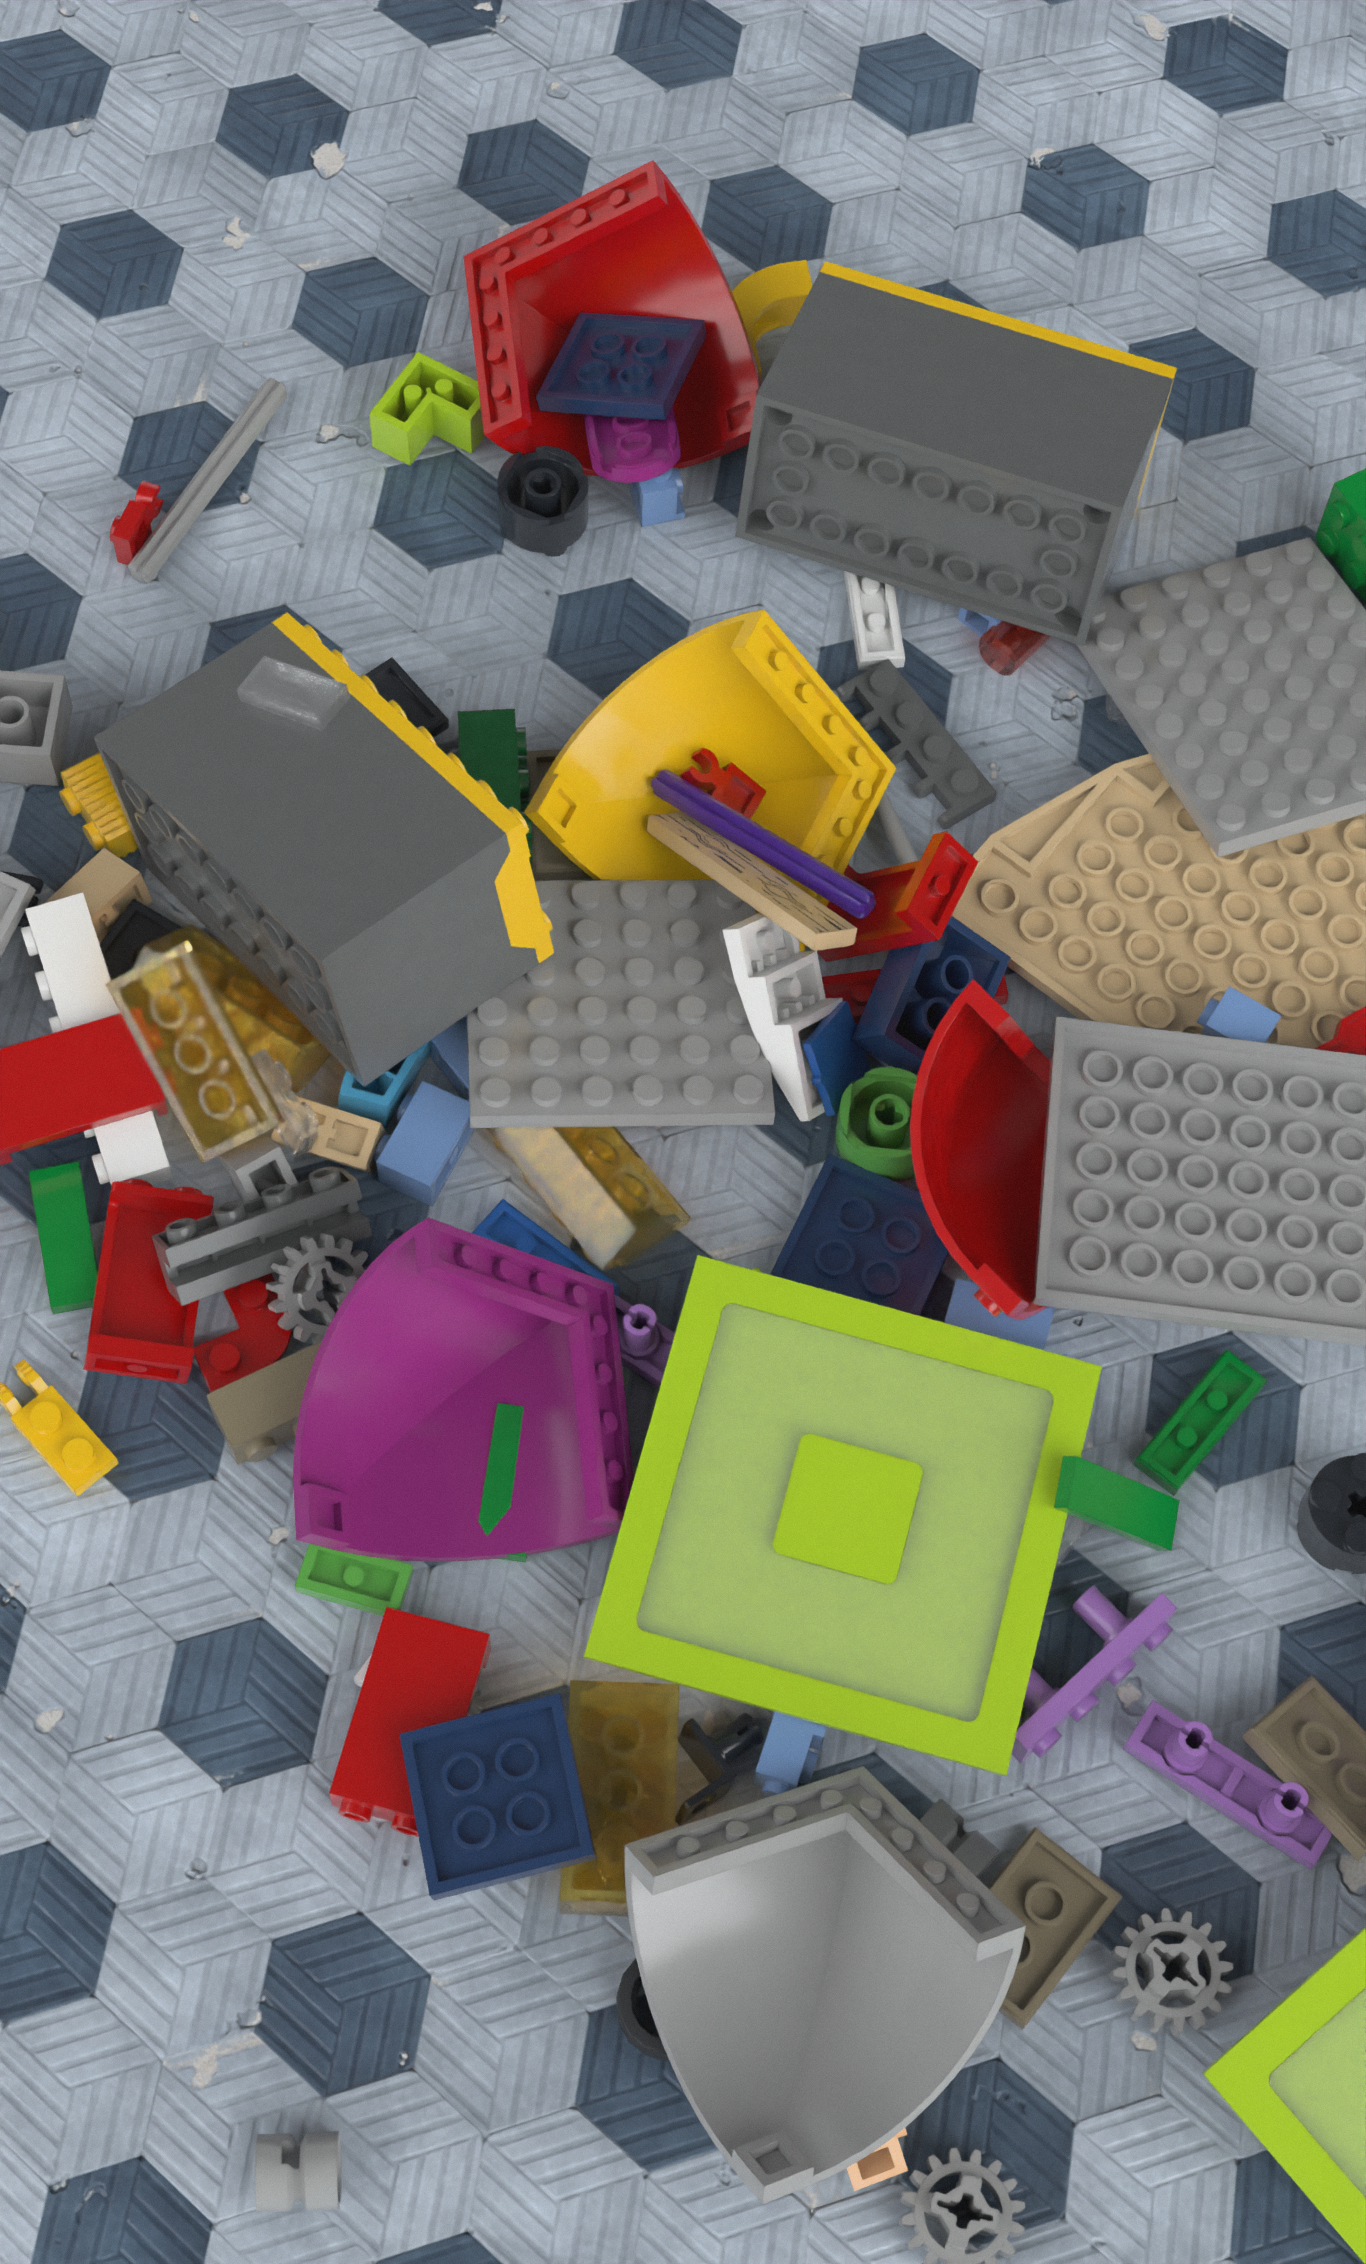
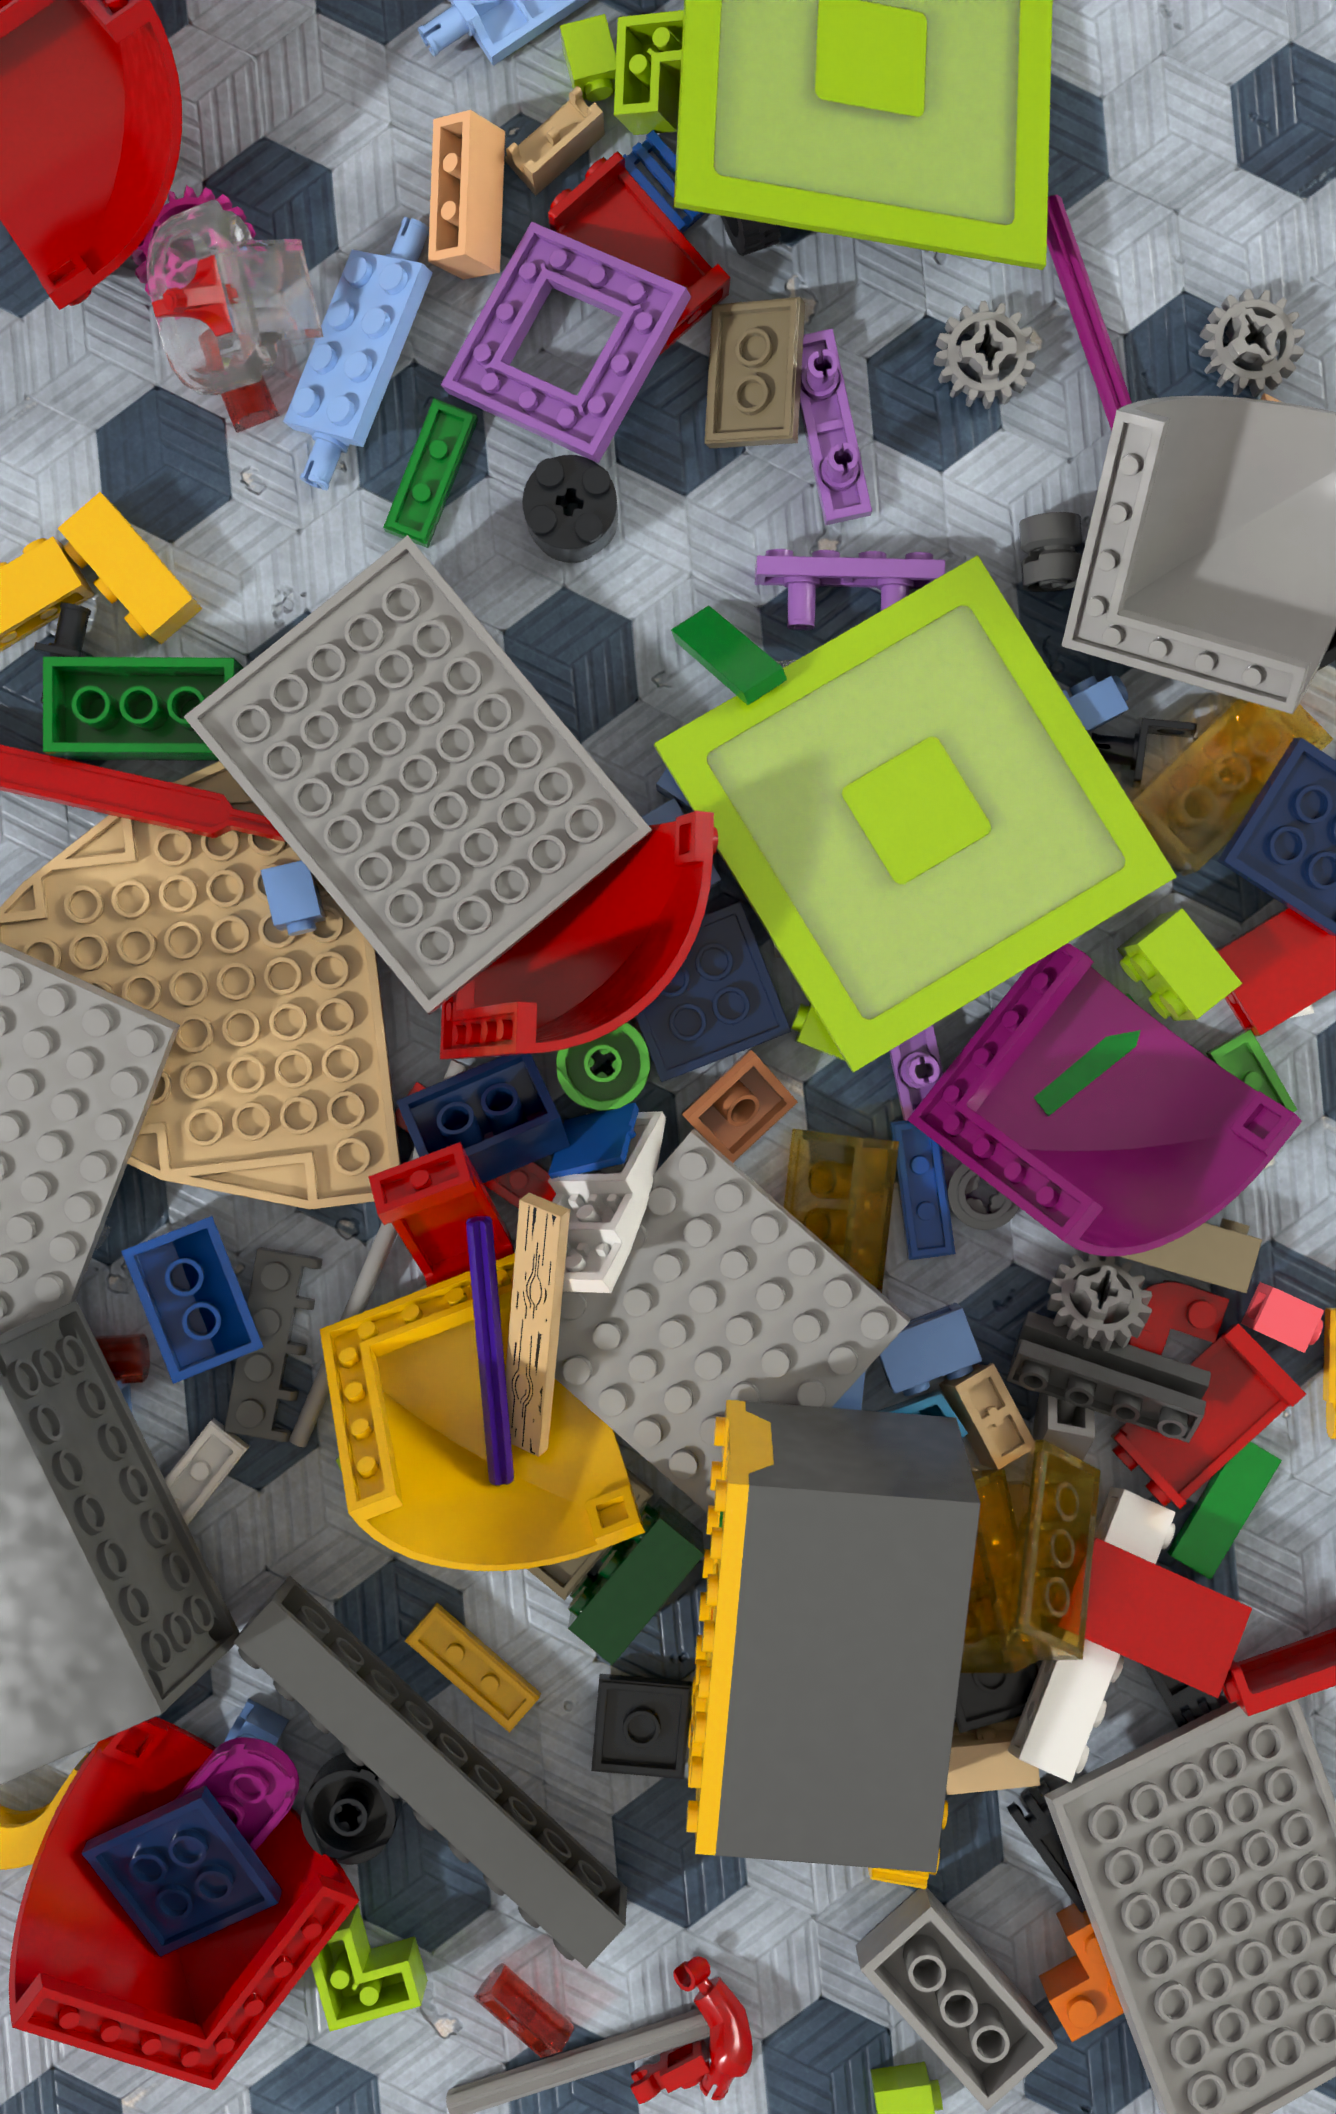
camera: 130 degrees left, 25 degrees up
(117, 576) = (728, 2023): none -> red arm
(151, 1414) = (1284, 1317): none -> coral brick
(283, 478) = (524, 2012): none -> clear red brick
(293, 693) = (769, 1768): clear tile -> none
(300, 1122) = (1013, 1482): clear plate -> none
(510, 563) = (435, 1772): none -> dark grey brick
(511, 1595) = (1177, 967): none -> lime brick
(546, 659) = (473, 1667): none -> yellow tile
(725, 784) = (456, 1425): red plate -> none
(751, 1191) = (739, 1106): none -> nougat slope
(1008, 710) = (192, 1299): none -> blue slope
(1061, 1912) = (1035, 466): dark tan tile -> none
(1124, 2101) = (1085, 310): none -> magenta axle
(1199, 1422) = (599, 669): green tile -> none

